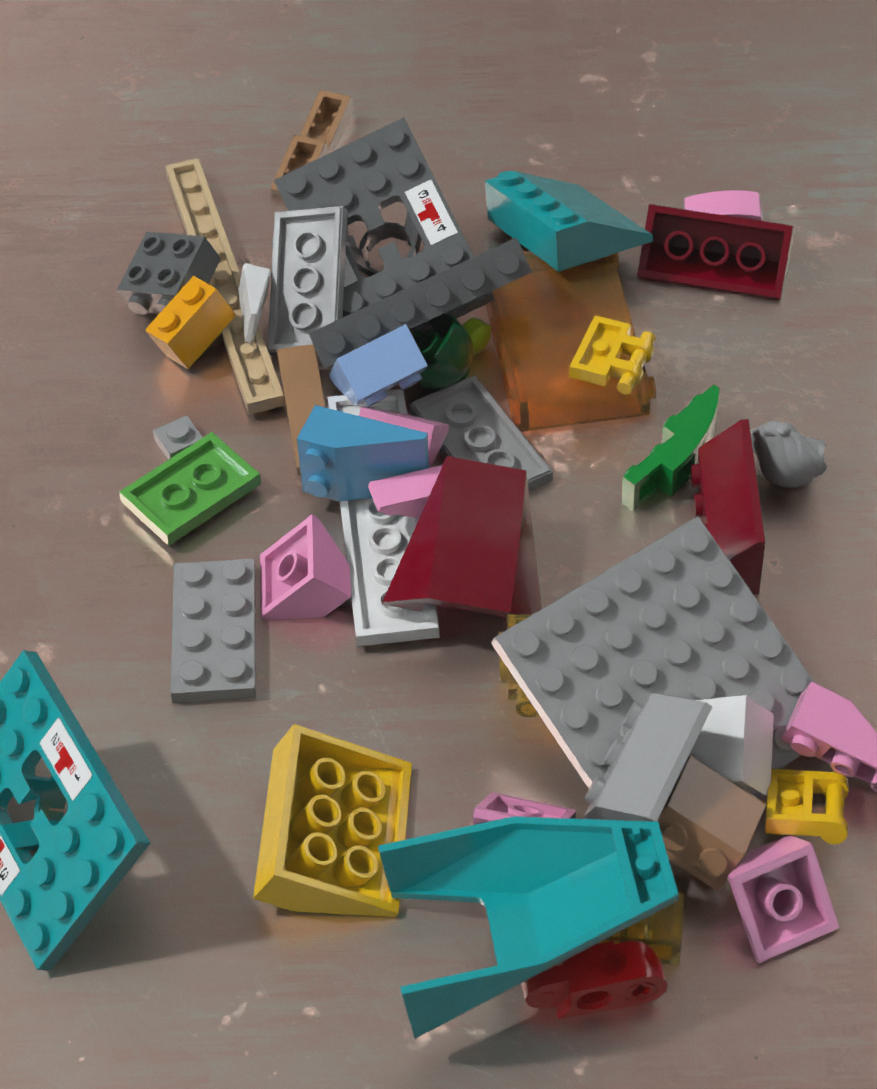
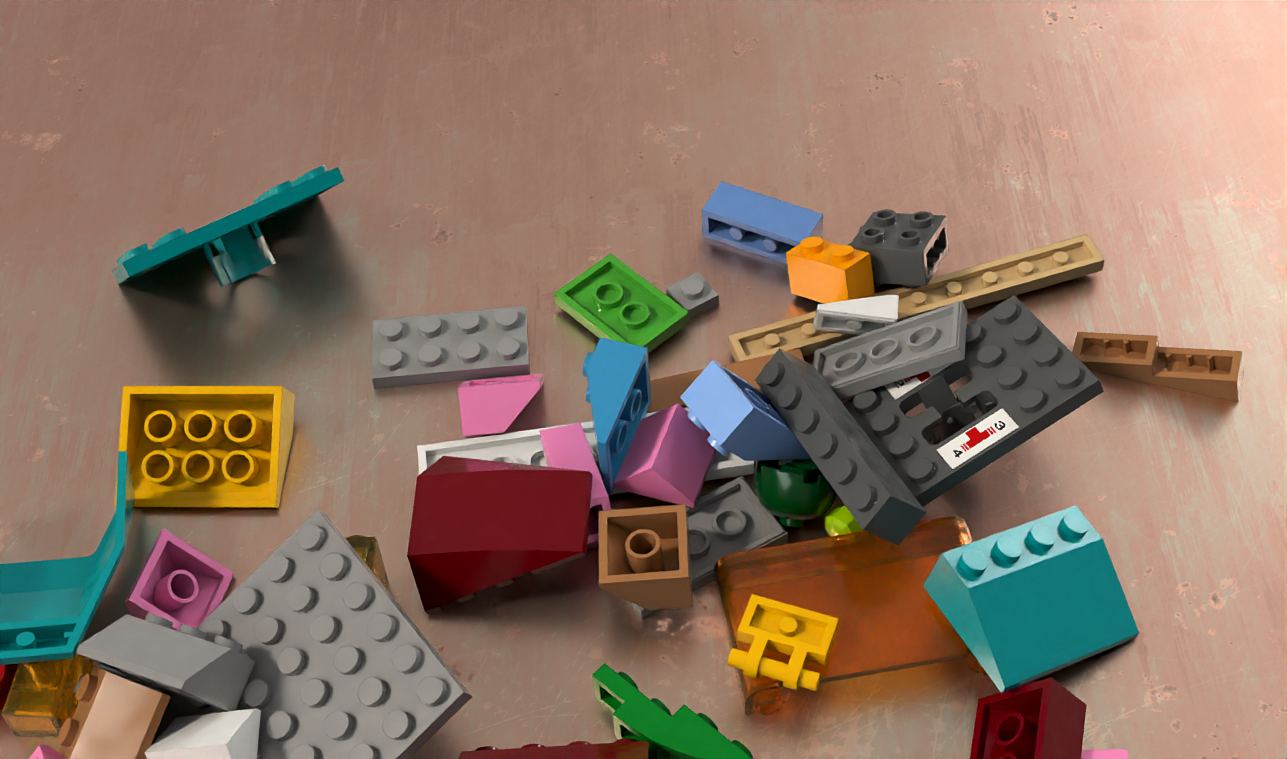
camera: 90 degrees right, 0 degrees up
(101, 380) = (757, 222): none -> medium blue brick
(519, 432) = (646, 556): none -> medium nougat slope

